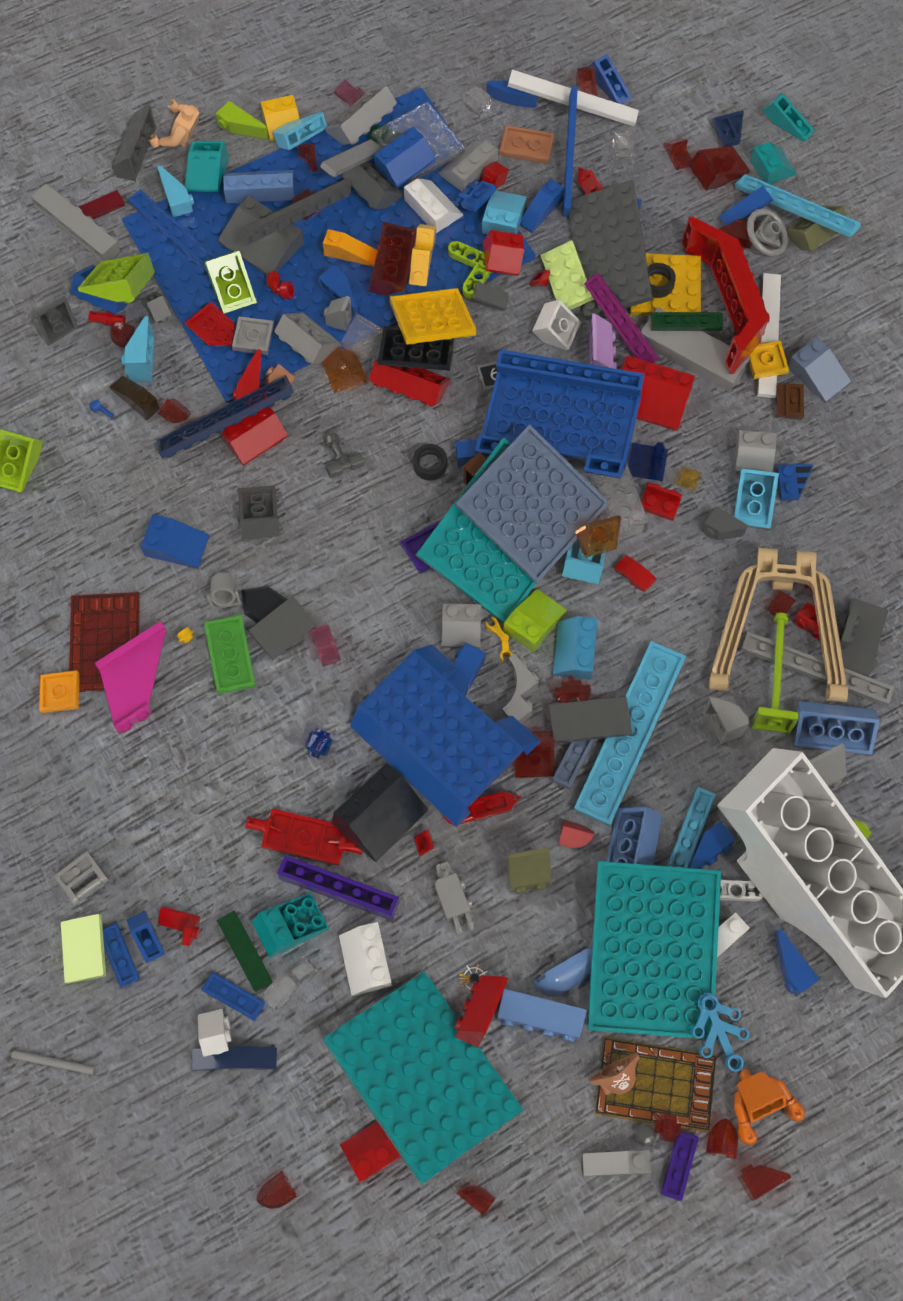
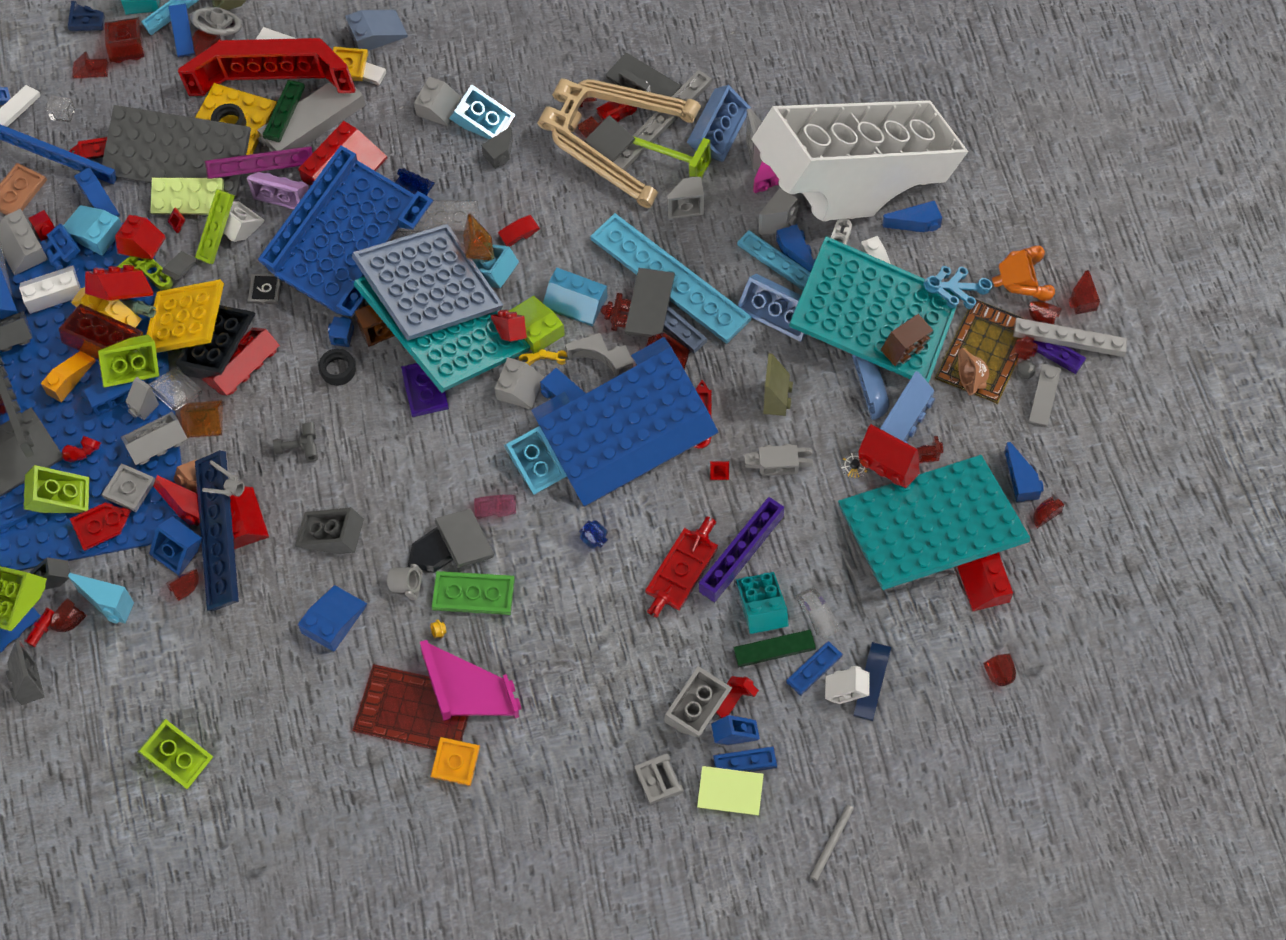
camera: 70 degrees left, 5 degrees down
(96, 406) = (142, 659): blue hand -> none
(136, 397) = (147, 618): dark brown slope -> none
(161, 890) = (697, 703): none -> light grey slope
(208, 391) = (174, 545): none -> blue slope
(261, 410) = (231, 486): none -> light grey plant
(365, 959) = (814, 545): white slope -> none
(367, 286) = (128, 360): none -> lime slope
(379, 812) = (680, 496): black slope -> none
(380, 661) = (535, 460): none -> medium azure slope
(433, 278) = (139, 307): none -> sand green pin
(442, 250) = (117, 283): none -> red slope
(506, 1050) = (930, 453): none -> clear red bracket
(506, 1163) = (1022, 475): none -> blue slope
(516, 595) = (509, 325): none -> red slope
(537, 307) = (214, 226): none -> lime plate
(574, 835) = (750, 348): red brick -> none
(620, 990) = (907, 340): none -> reddish brown brick
(661, 501) = (456, 187): red bracket -> none
(689, 478) = (440, 162): clear yellow tile -> none
(700, 1177) = (1070, 337): none -> light grey plate
(767, 623) = (610, 139): none -> dark grey tile
(790, 401) = (396, 60): reddish brown plate -> none
(792, 480) = (472, 76): blue wing -> none

